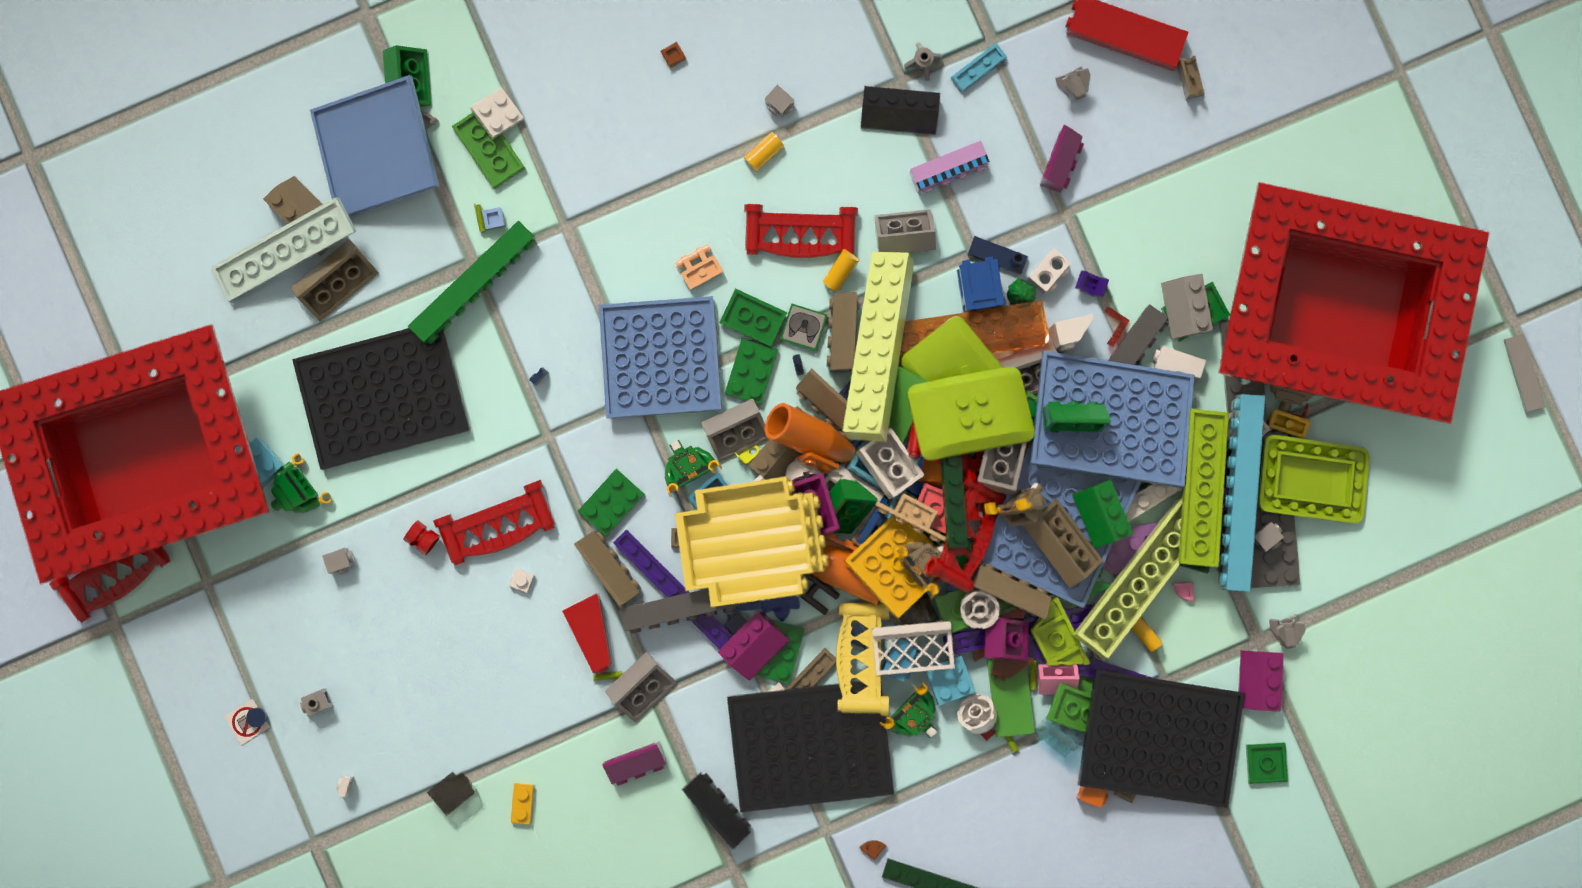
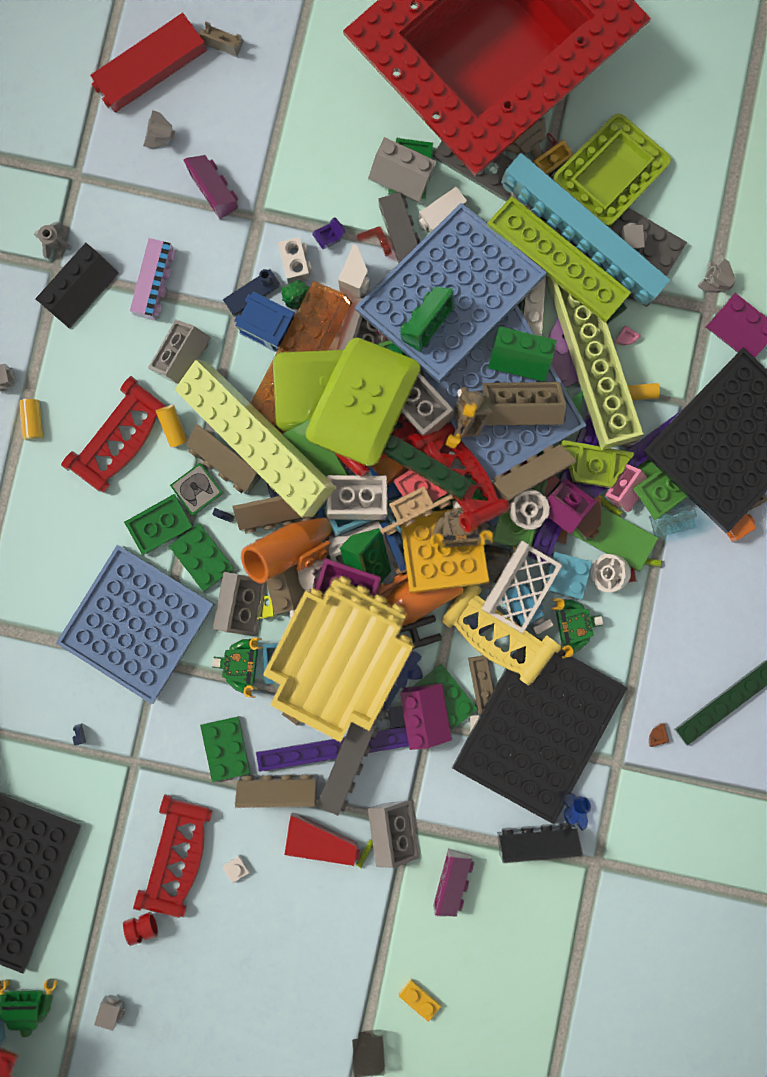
camera: 50 degrees left, 0 degrees up
(702, 271) = (91, 539): light nougat plate -> none
(765, 822) = (576, 810): none -> clear blue plate
(894, 688) = (541, 625): none -> white plate
(979, 67) = (90, 199): medium azure tile -> none

